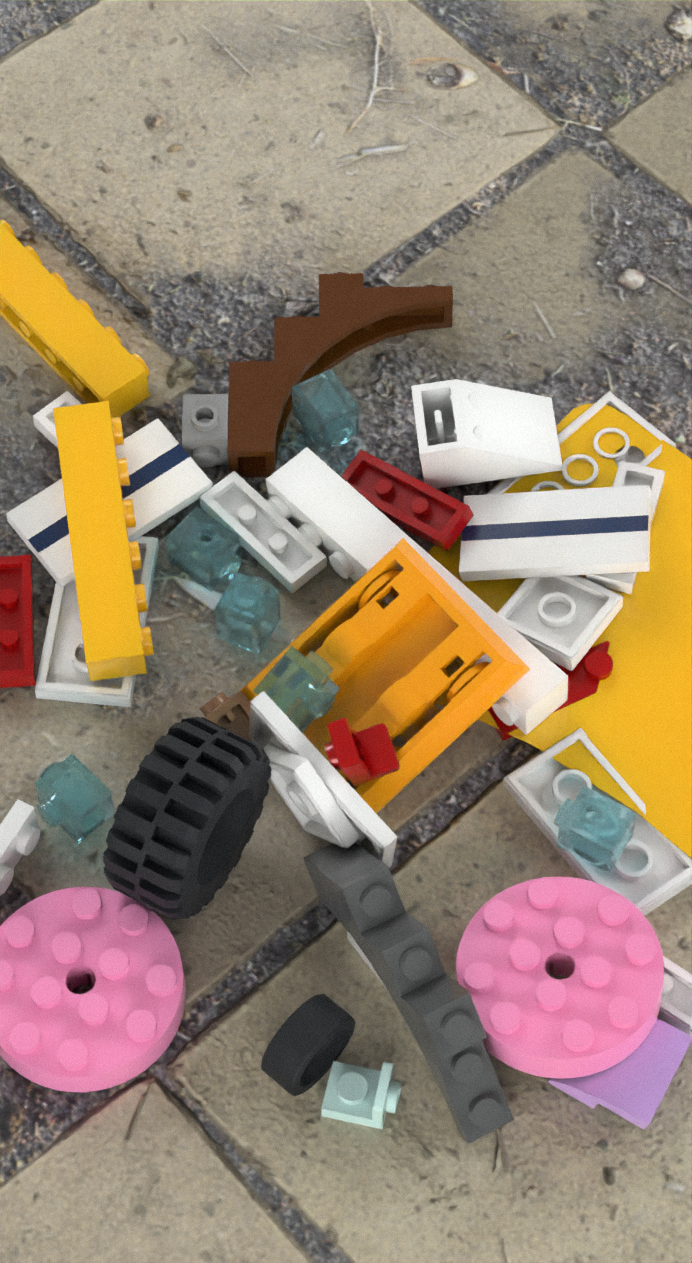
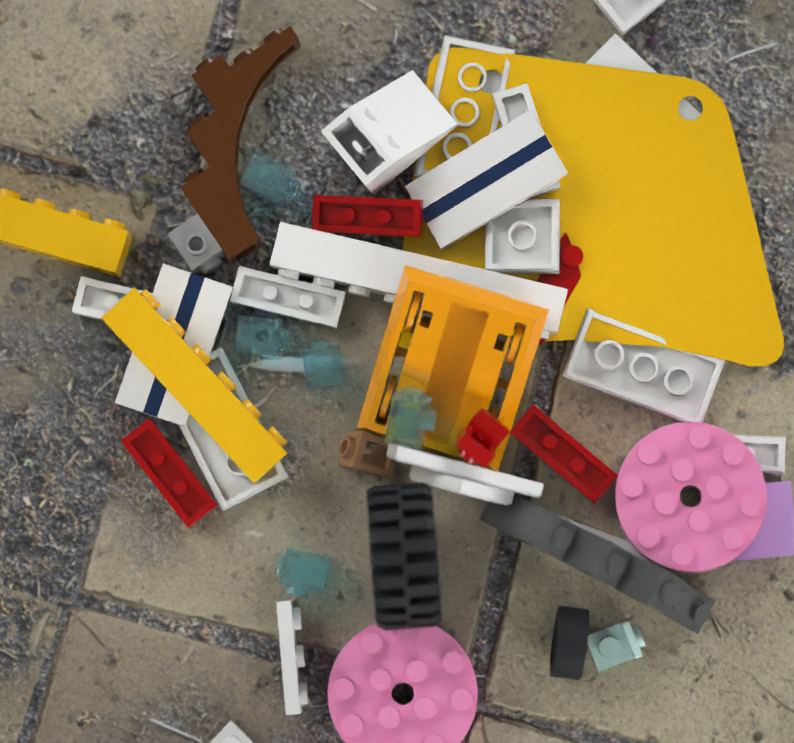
camera: 30 degrees left, 25 degrees up
(446, 853) = (563, 454): none -> red plate
(594, 828) = (647, 381): clear light blue brick -> none

